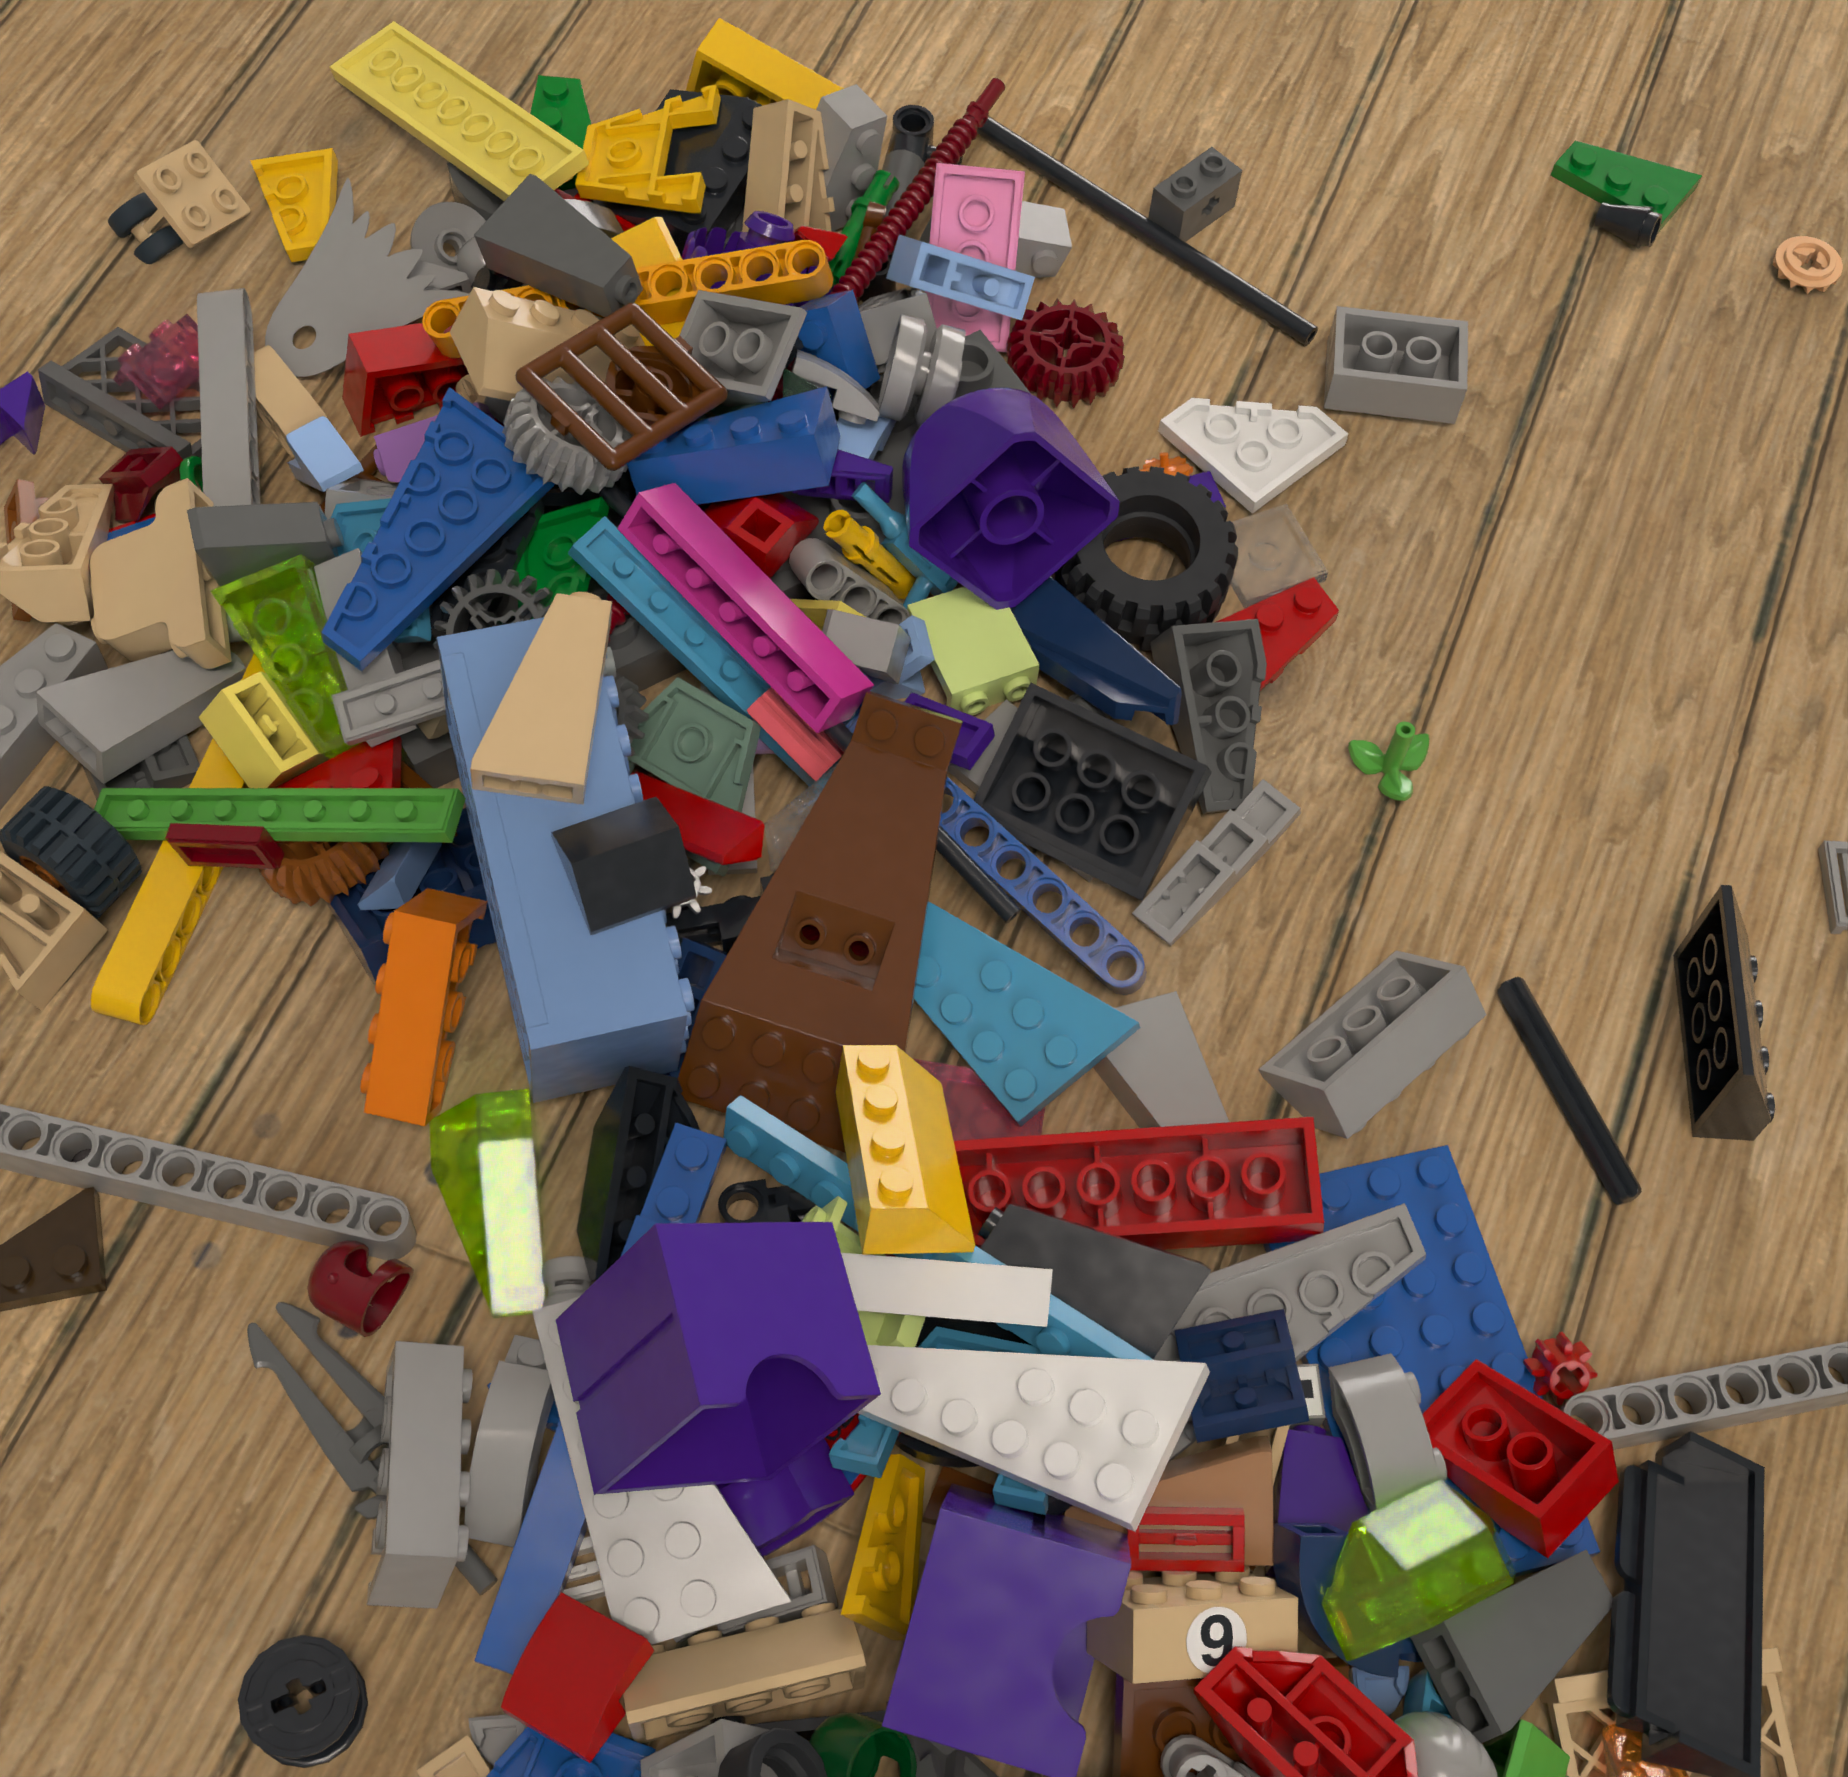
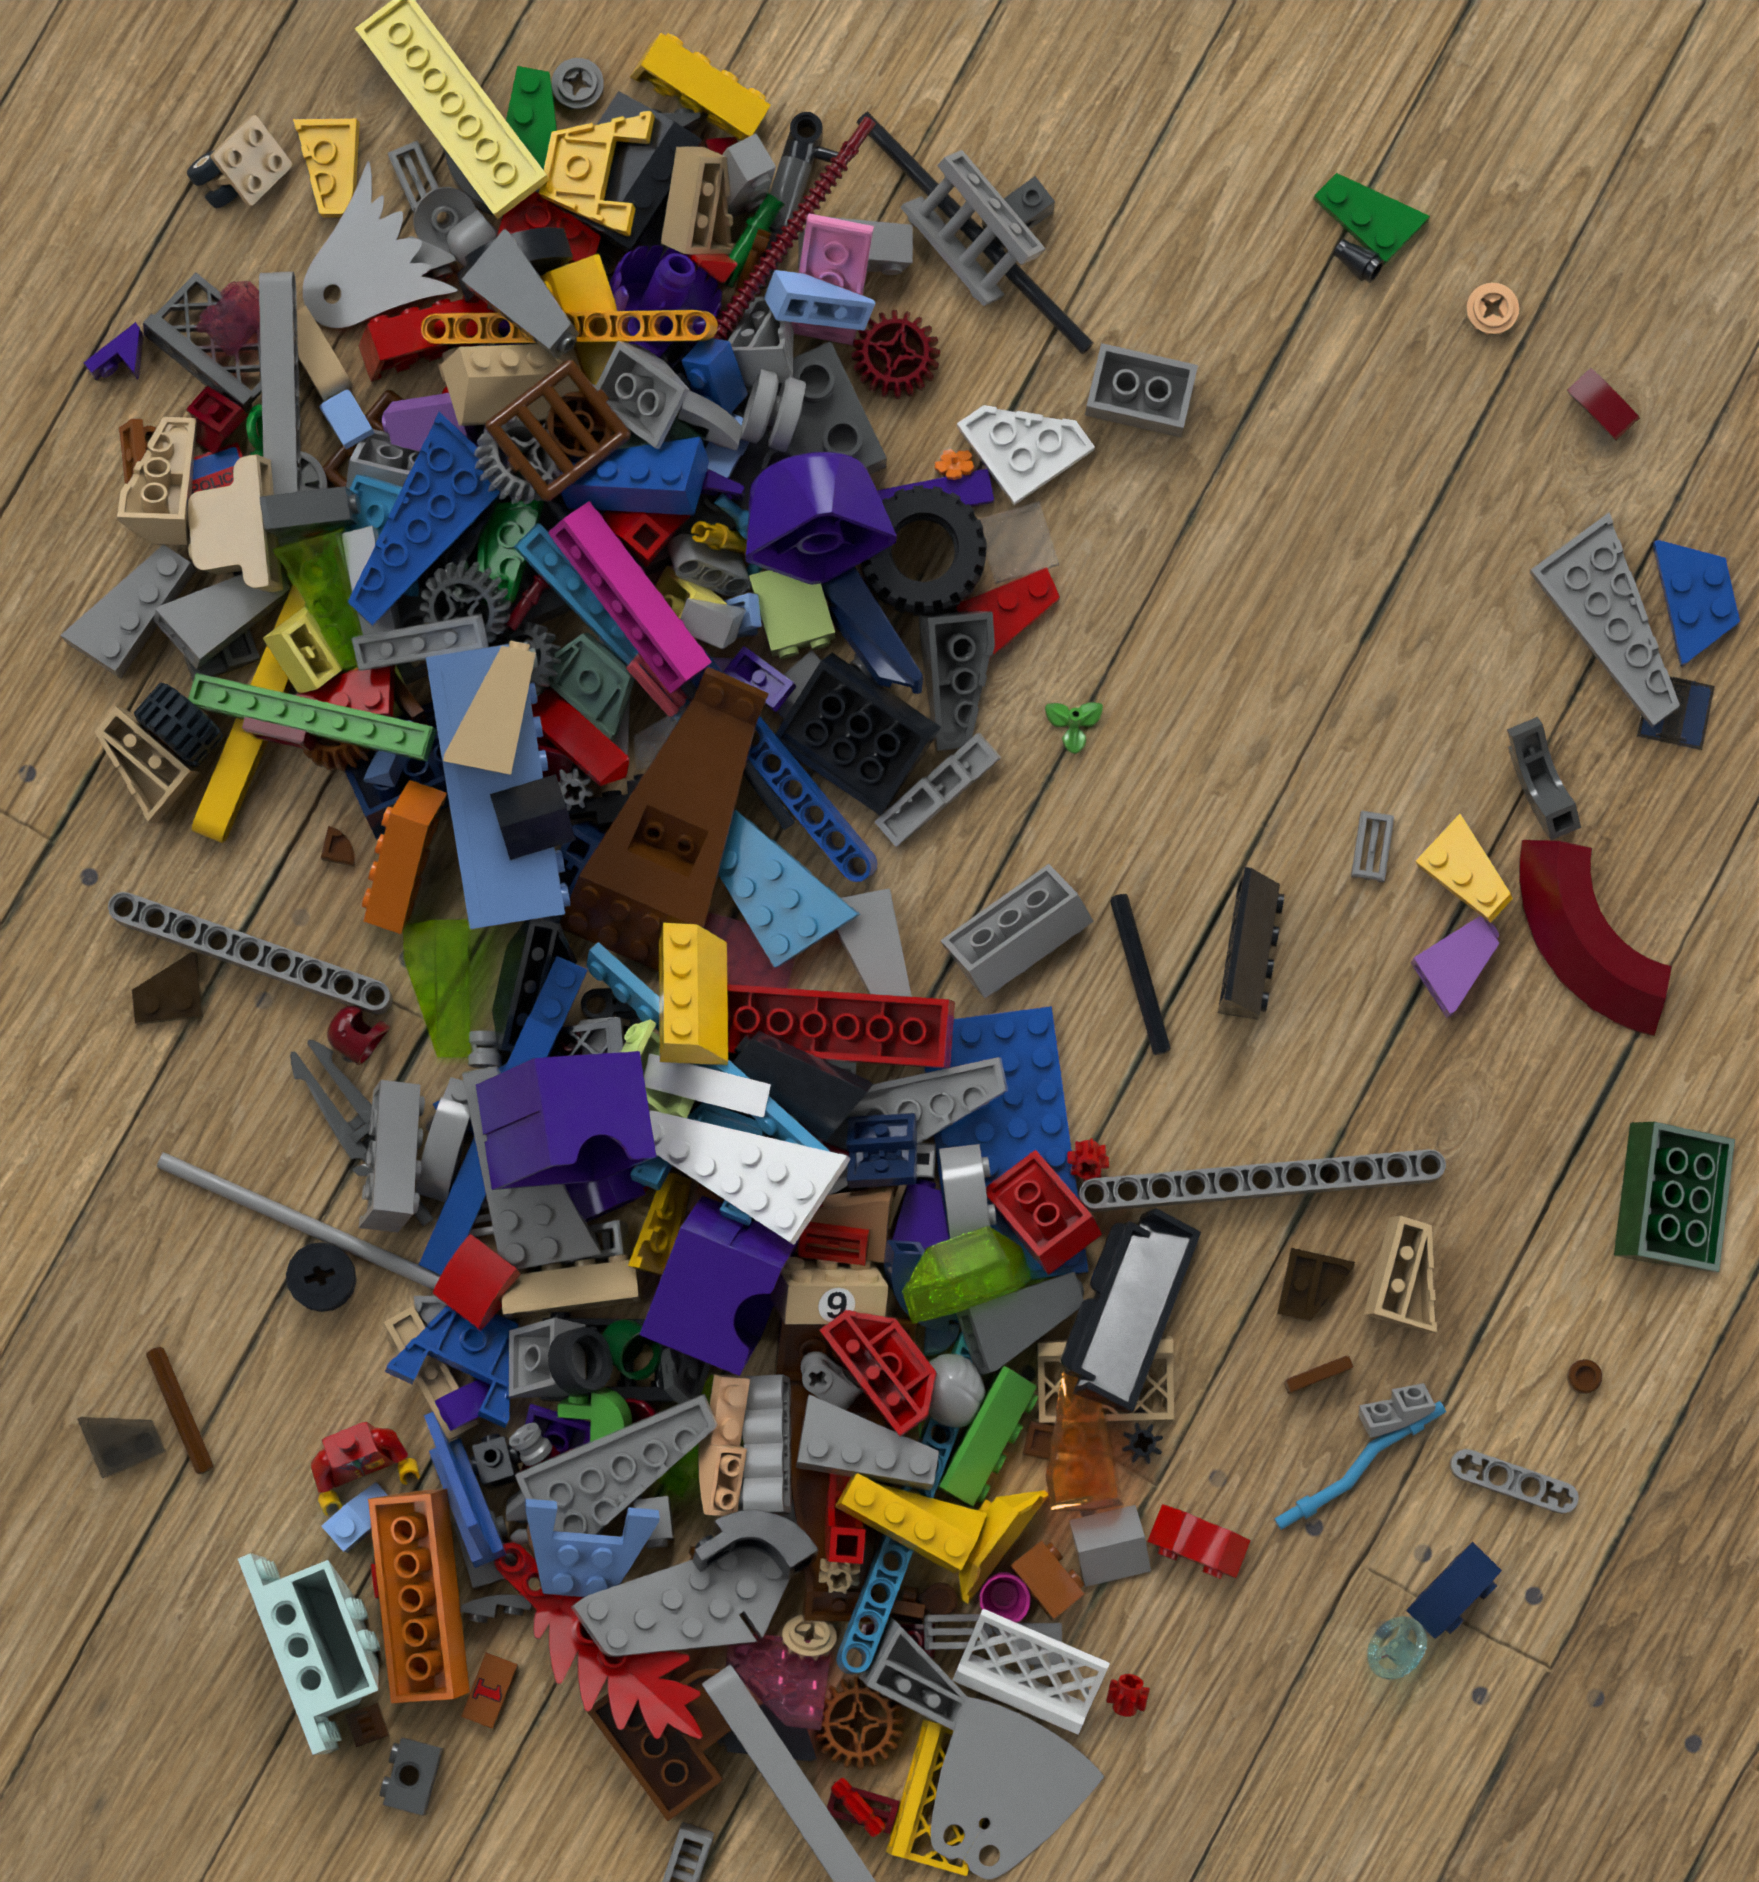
camera: 10 degrees right, 20 degrees up
(264, 1607) = (298, 1220): none -> light grey piece
(323, 1020) = (337, 848): none -> reddish brown tile
(396, 187) = (404, 152): none -> light grey tile
(608, 96) = (569, 71): none -> light grey gear
(1180, 182) = (994, 211): none -> light grey fence

